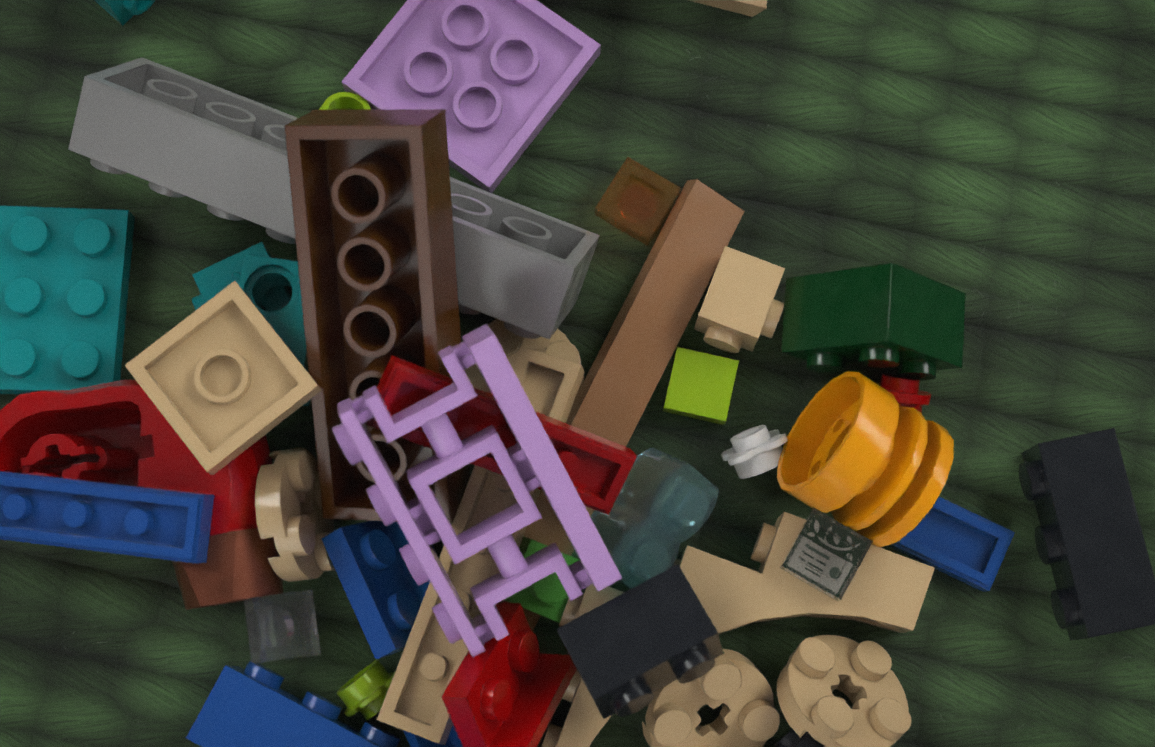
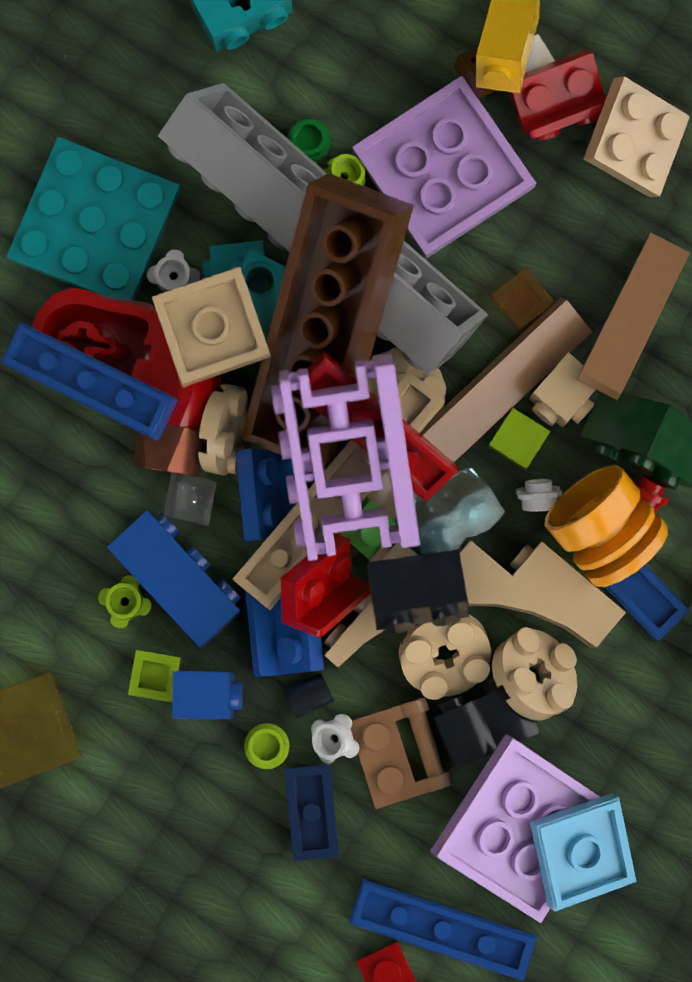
camera: 20 degrees right, 5 degrees up
(151, 317) = (172, 263): none -> white plate
(284, 90) = (311, 138): none -> green plate
(366, 690) = (230, 559): lime plate -> none
(792, 172) = (633, 316): none -> medium nougat tile
(826, 554) = (558, 578): clear smoke tile -> none

